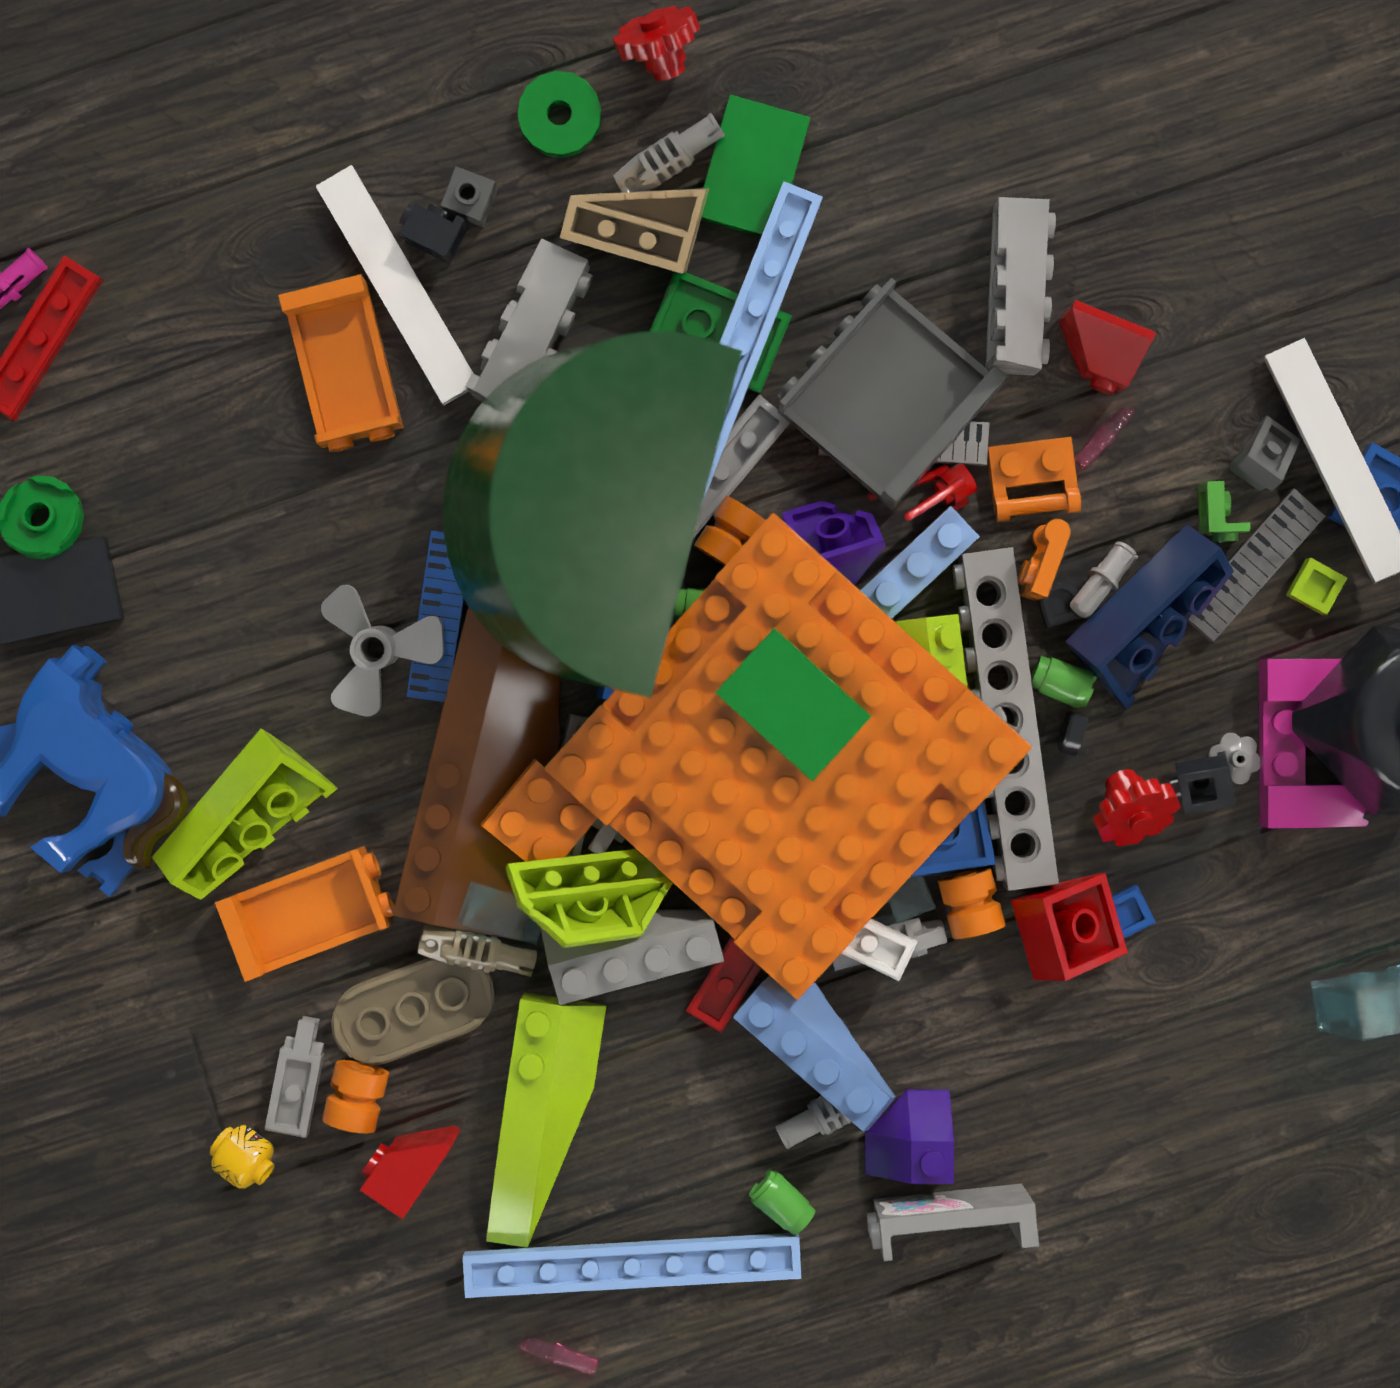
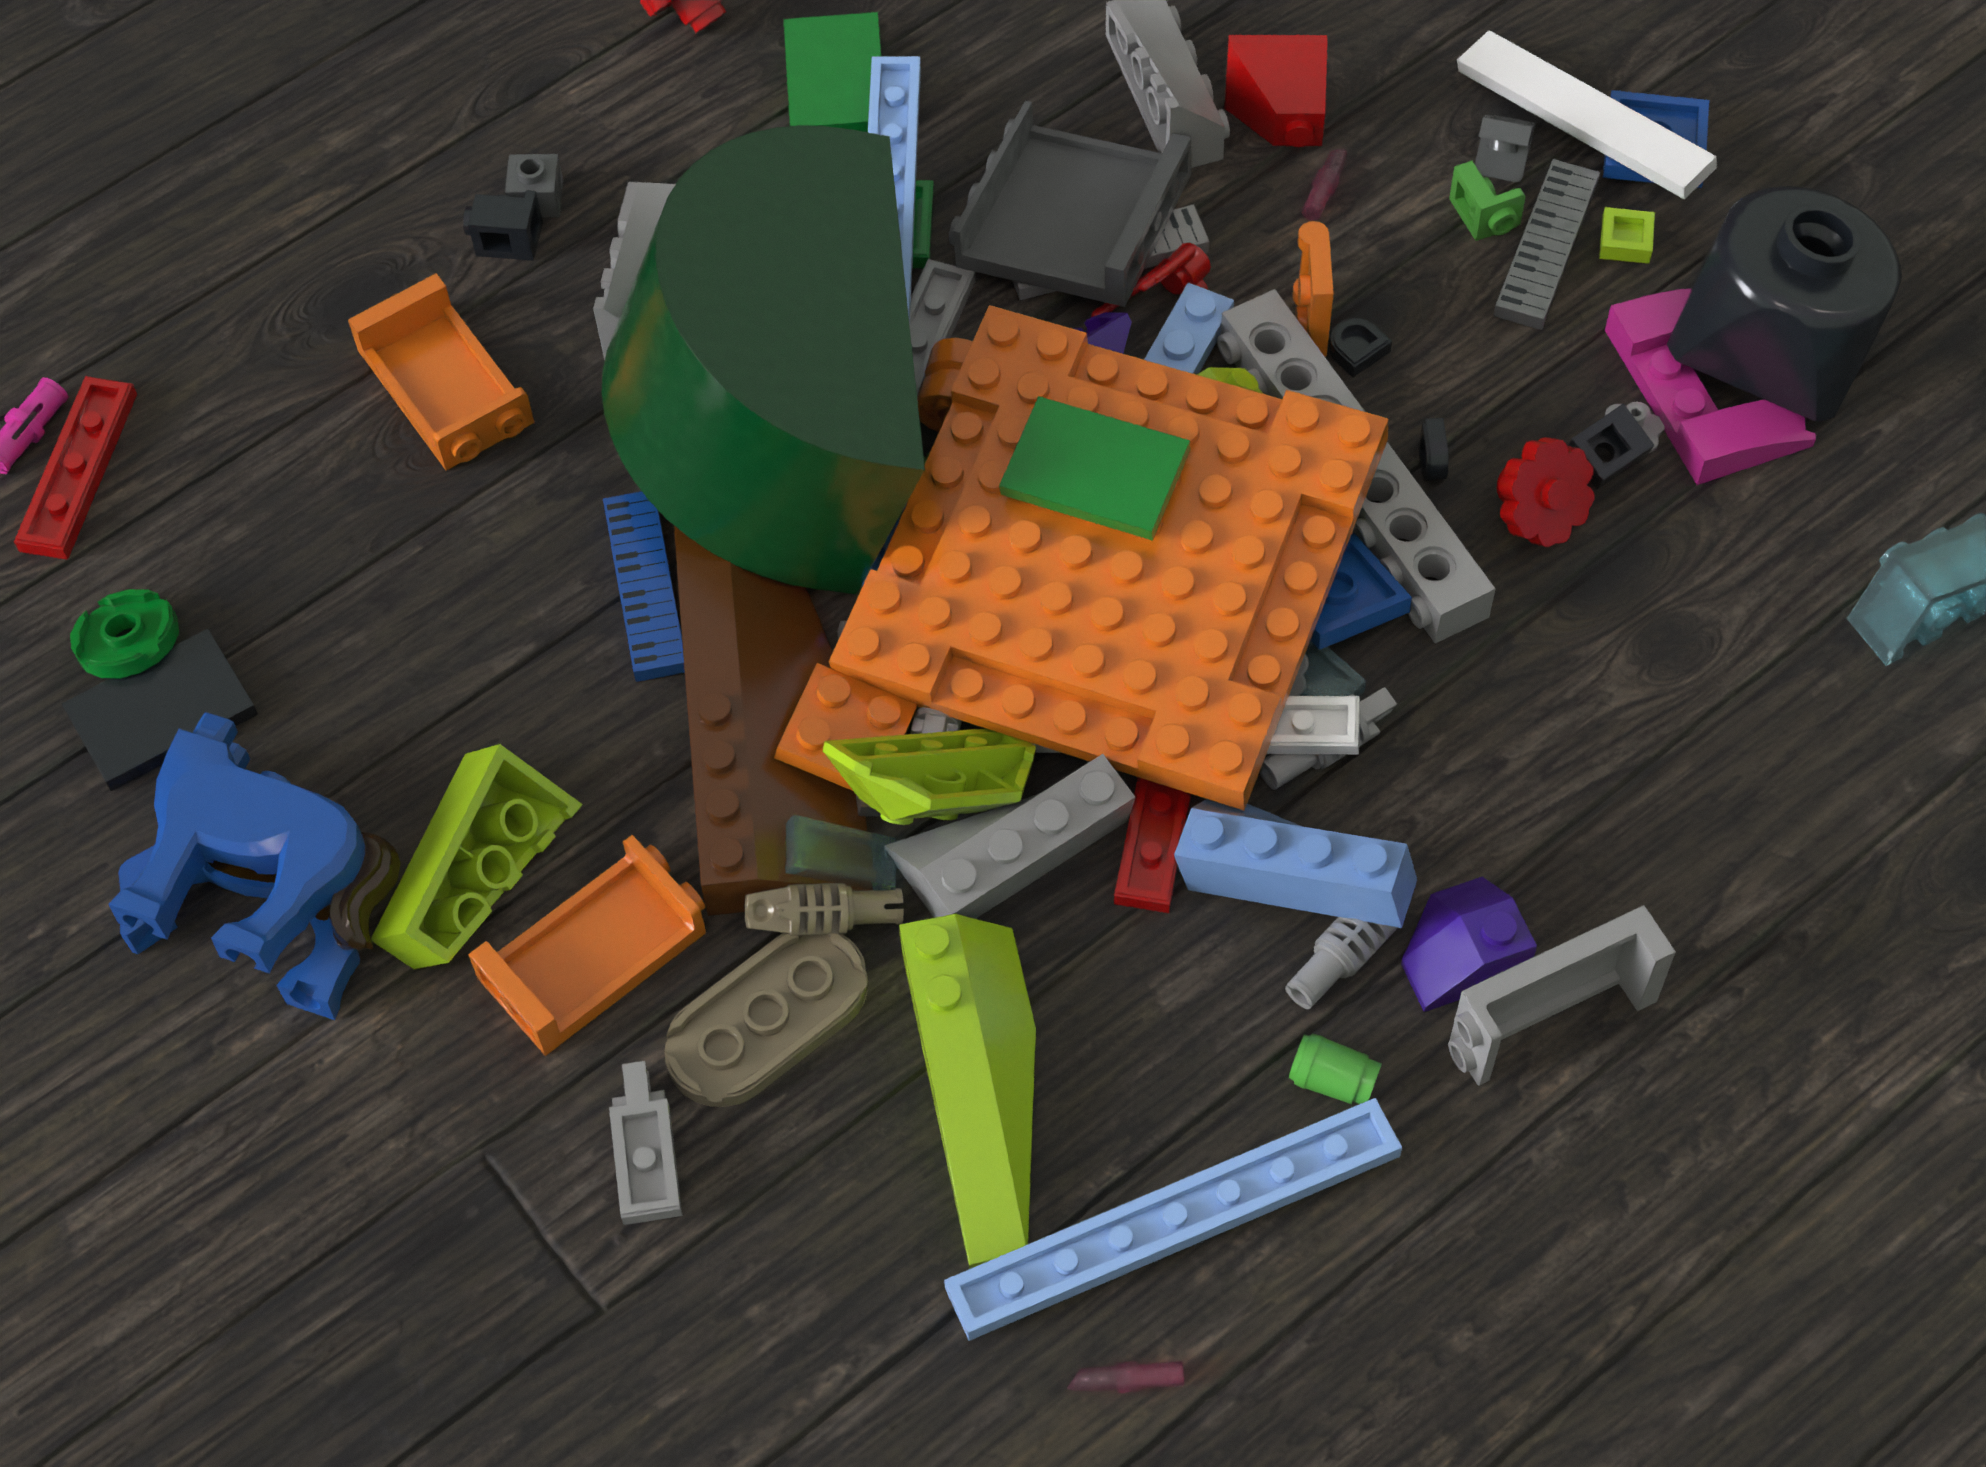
camera: 20 degrees left, 30 degrees down
(242, 1156) = (601, 1262): yellow head -> none
(355, 1096) = (728, 1138): orange wheel -> none
(361, 688) = (573, 678): light grey piece -> none
(396, 284) = (483, 291): white tile -> none
(405, 1167) = (828, 1177): red slope -> none
(553, 90) = (602, 72): green tile -> none
(638, 225) = (692, 132): tan wedge -> none
(667, 156) = (738, 86): light grey hinge -> none
(971, 903) = (1409, 657): orange wheel -> none
(1032, 465) = (1255, 234): orange plate -> none
(1063, 681) = (1402, 404): bright green piece -> none
(1069, 927) = (1530, 639): red slope -> none
(1103, 579) = (1392, 298): light grey axle -> none
(1132, 910) = (1592, 615): blue tile -> none
(1150, 613) = (1458, 313): dark blue wedge -> none

